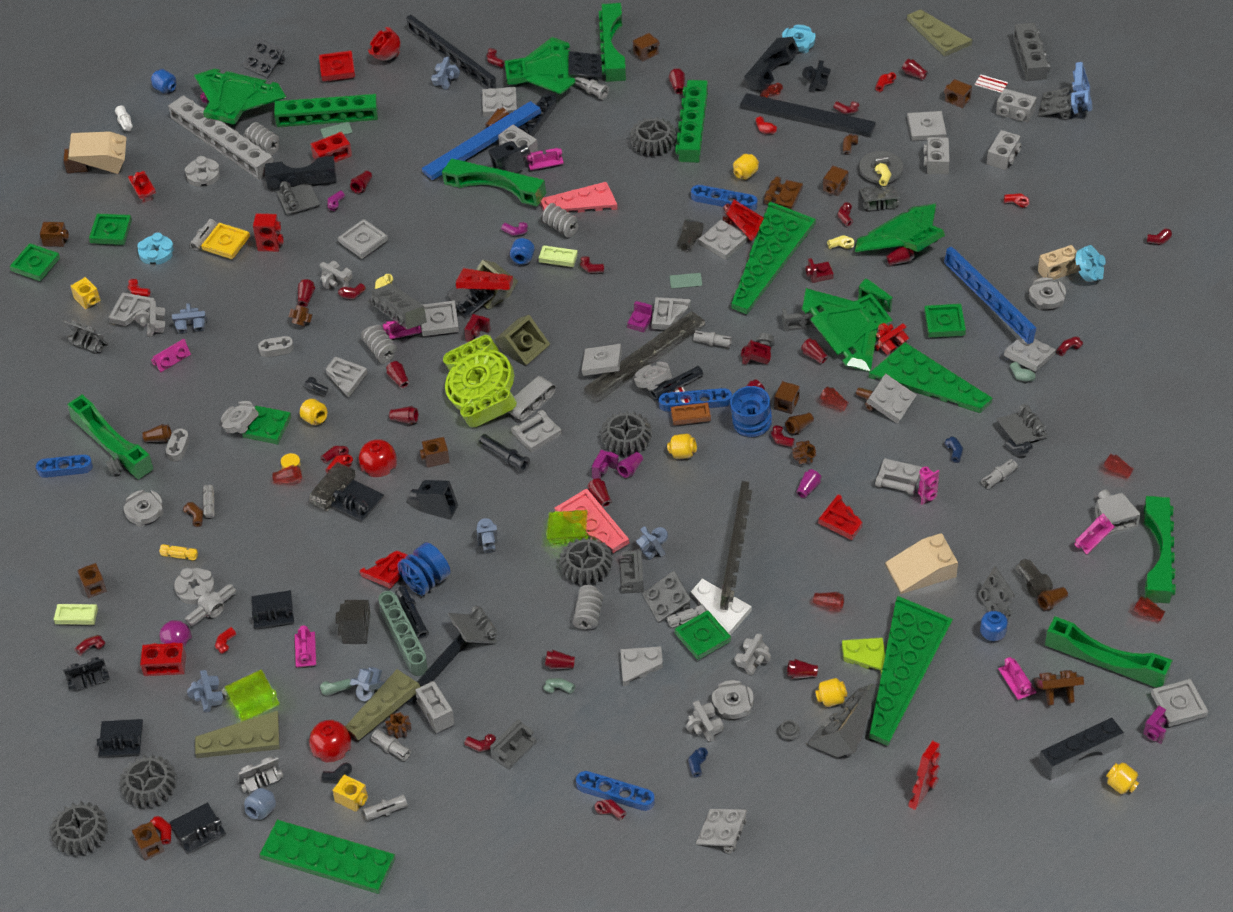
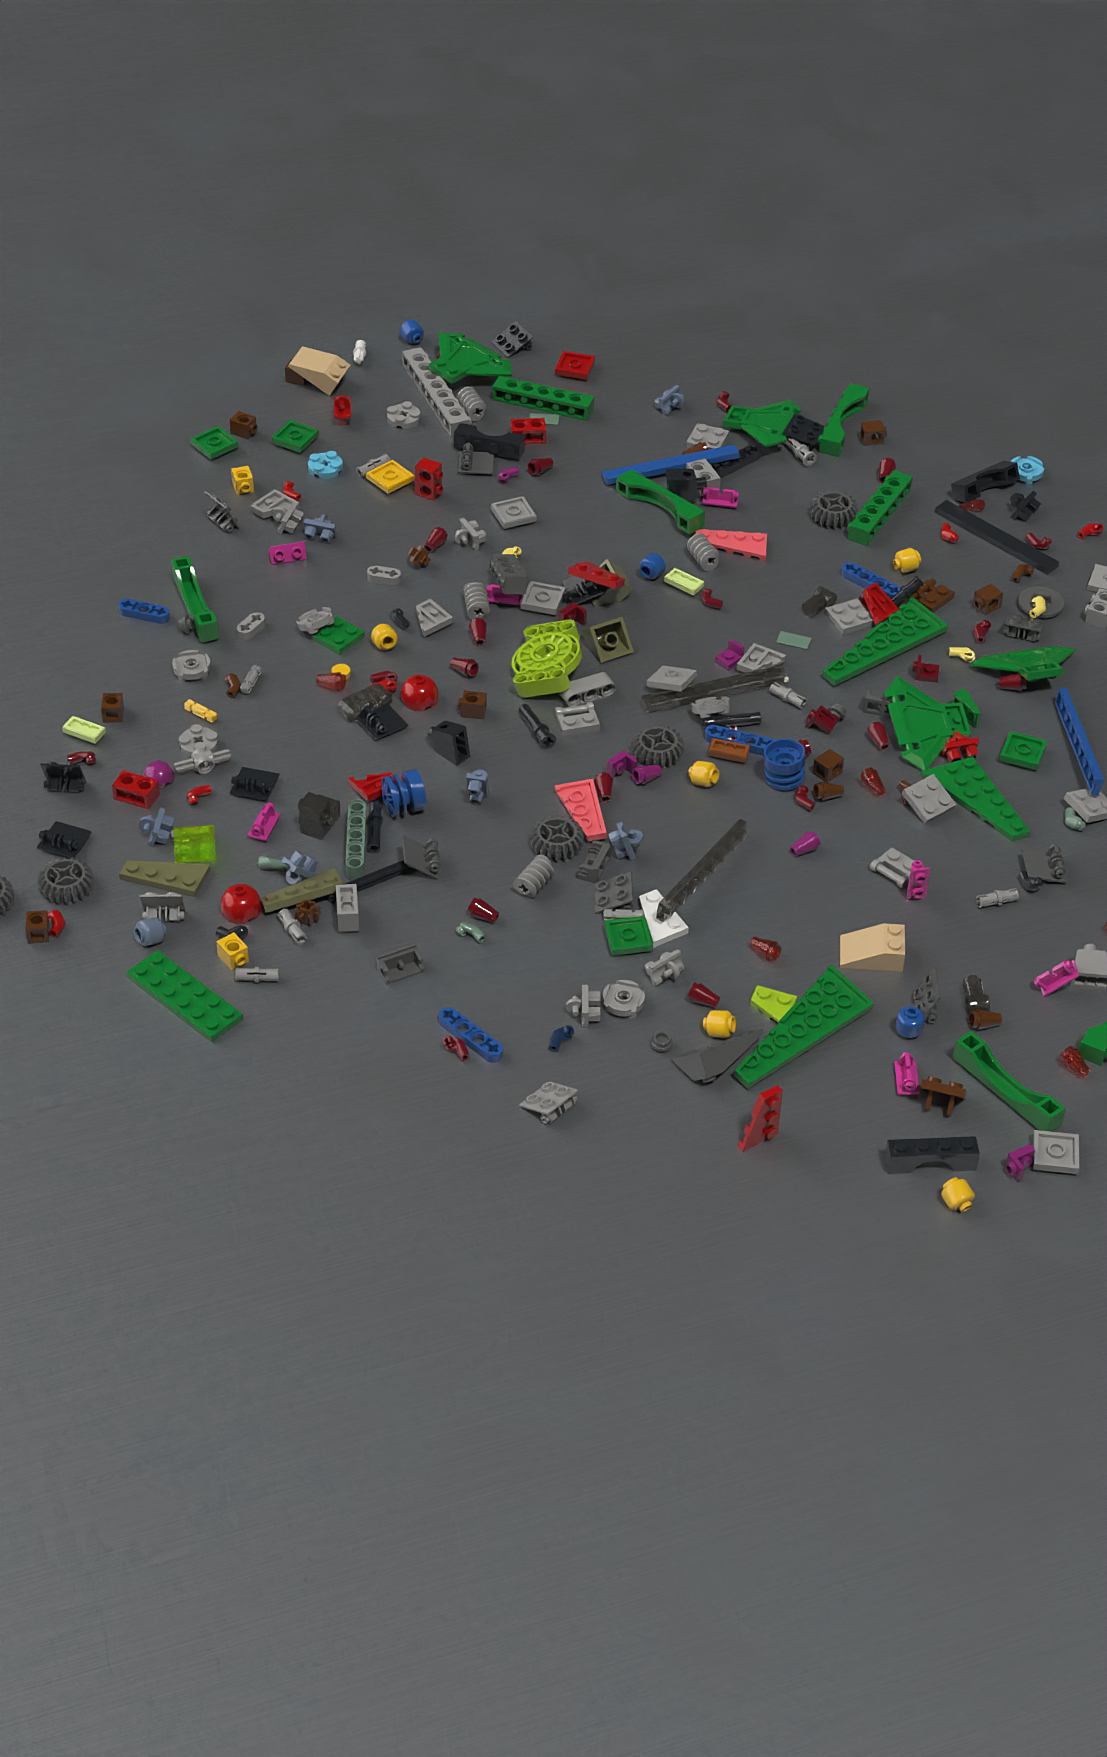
camera: 20 degrees right, 5 degrees down
(157, 434) = (238, 611): reddish brown cone -> none
(197, 827) = (86, 932): black hinge -> none
(351, 293) = (477, 553): dark red arm -> none
(385, 45) = (628, 360): red cylinder -> none
(448, 50) = (686, 385): black tile -> none
(481, 745) = (370, 955): dark red arm -> none
(514, 231) = (655, 548): magenta arm -> none
(566, 526) = (555, 802): clear neon green hinge -> none
(640, 662) = (557, 939): light grey wing -> none
(763, 197) = (907, 591): none -> black pin
(804, 452) = (816, 816): reddish brown gear -> none
(841, 519) = (818, 884): red wing -> none
(954, 443) = (969, 862): dark blue arm -> none

